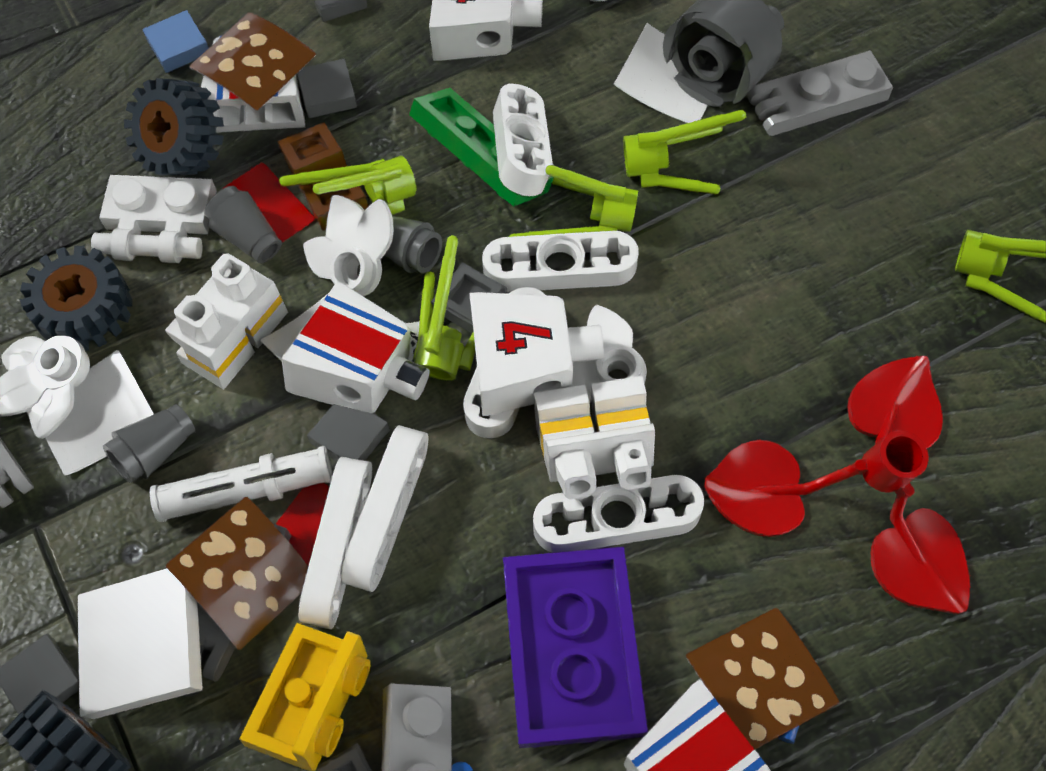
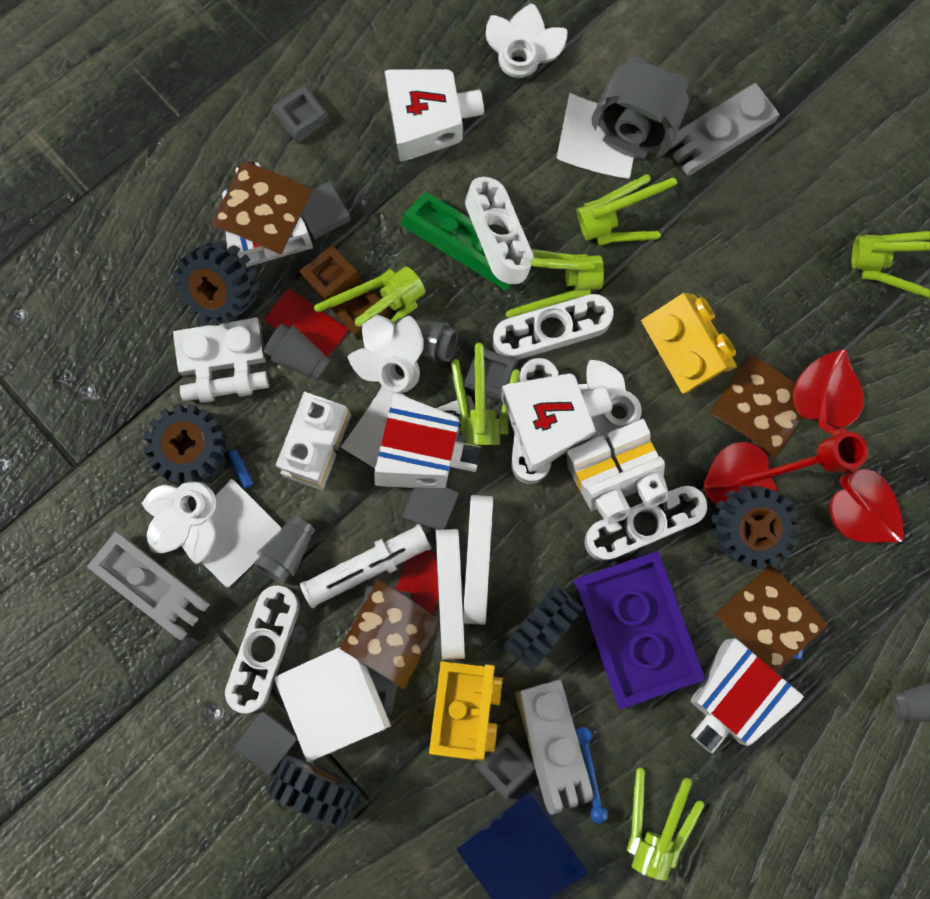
camera: 15 degrees left, 15 degrees up
(76, 532) = (244, 655): none -> white beam
(133, 342) = (240, 469): none -> blue piece
(175, 41) = (181, 191): medium blue tile -> none
(441, 604) = (543, 627): none -> black wheel
(727, 308) = (689, 341): none -> yellow bracket
(779, 531) = (769, 533): none -> black wheel
(804, 406) = (760, 405): none -> reddish brown sticker

